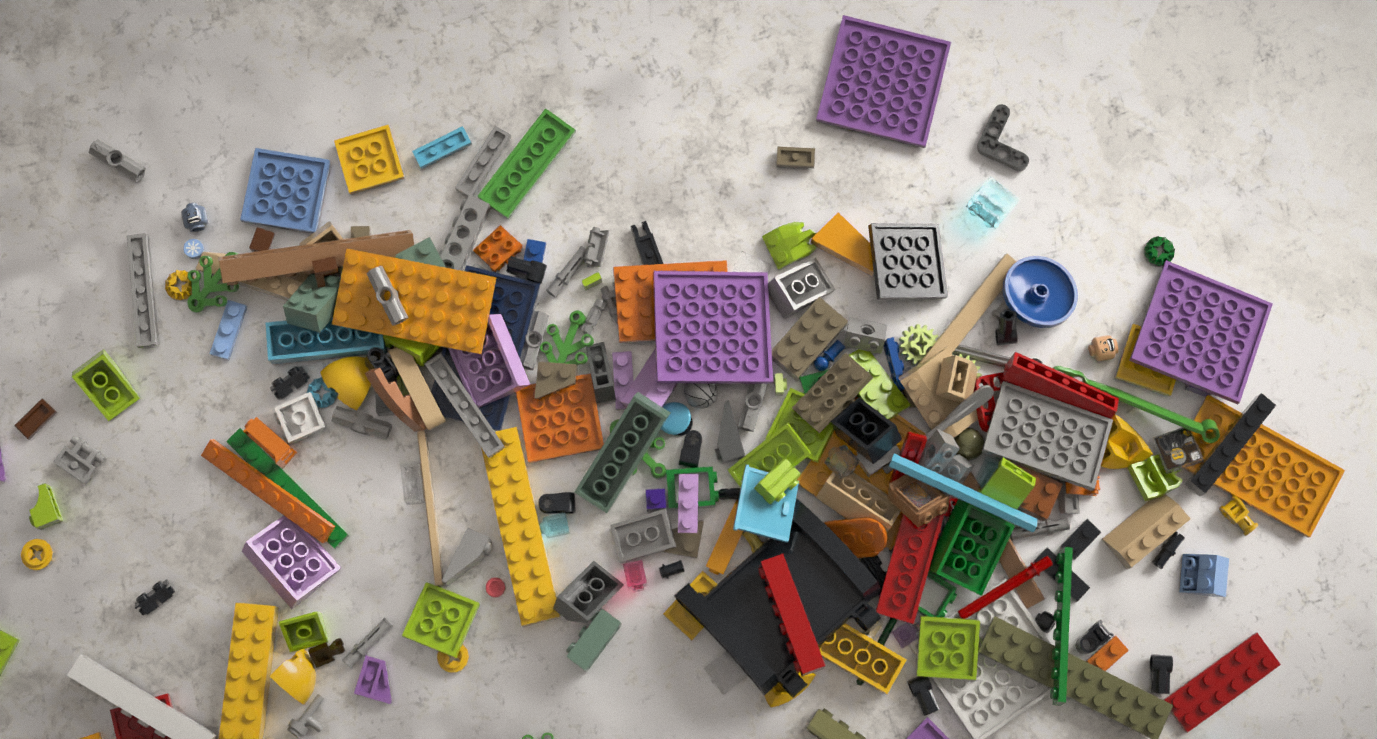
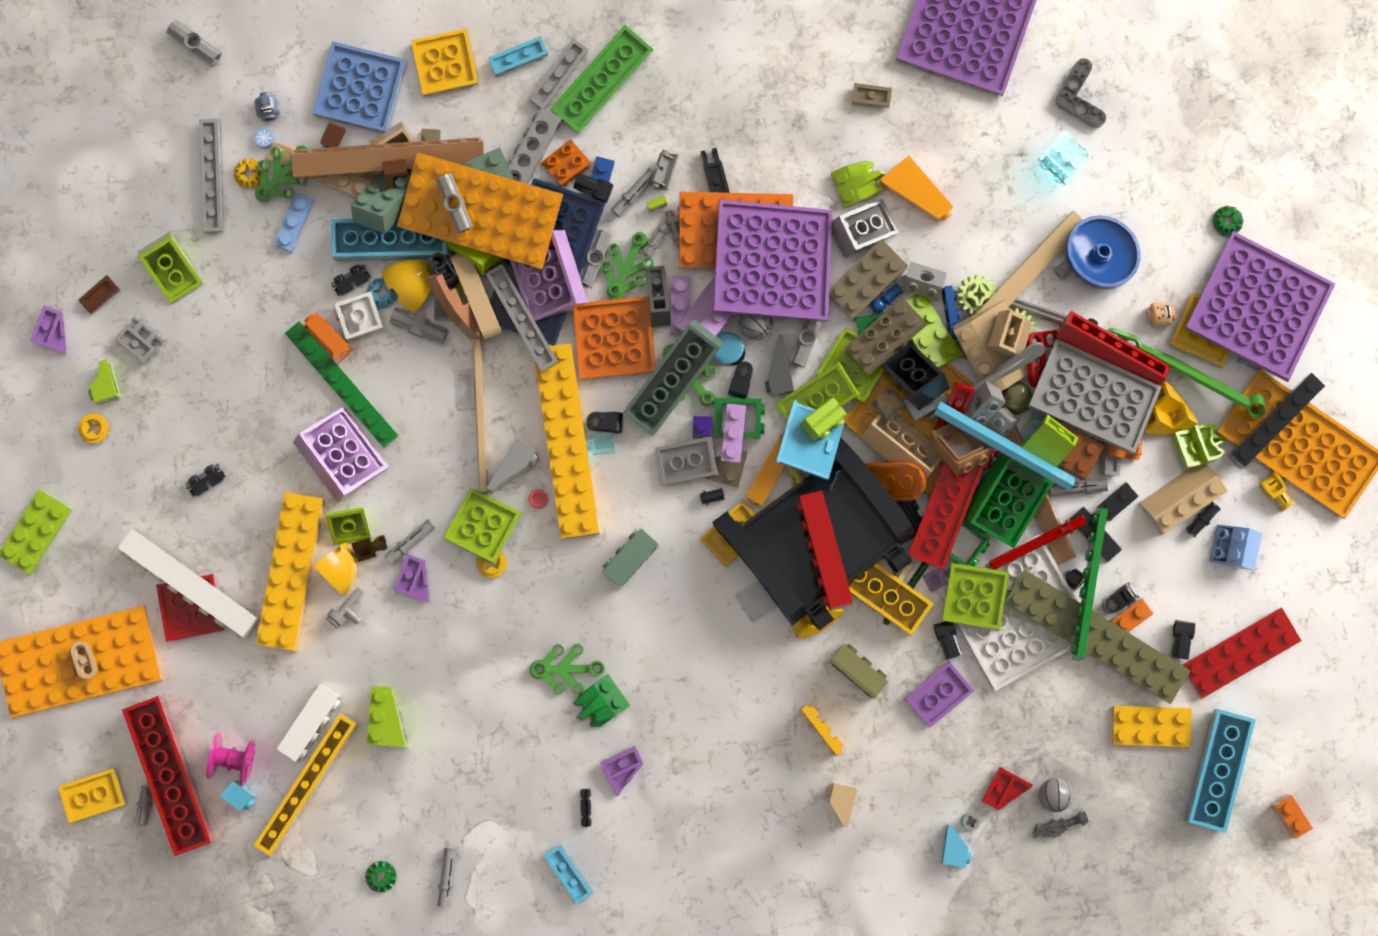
camera: 10 degrees right, 5 degrees up
(268, 491) = (322, 385): orange plate -> none
(554, 377) = (612, 297): dark tan wing -> none
(587, 594) = (627, 513): dark grey slope -> none
(635, 576) = (675, 499): clear pink brick -> none
(732, 493) = (777, 427): black axle -> none
(780, 384) = (835, 323): yellowish green plate -> none
(907, 261) = (973, 210): plate -> none
(1006, 331) = (1065, 290): black piece -> none
(1177, 449) = (1223, 421): tile -> none

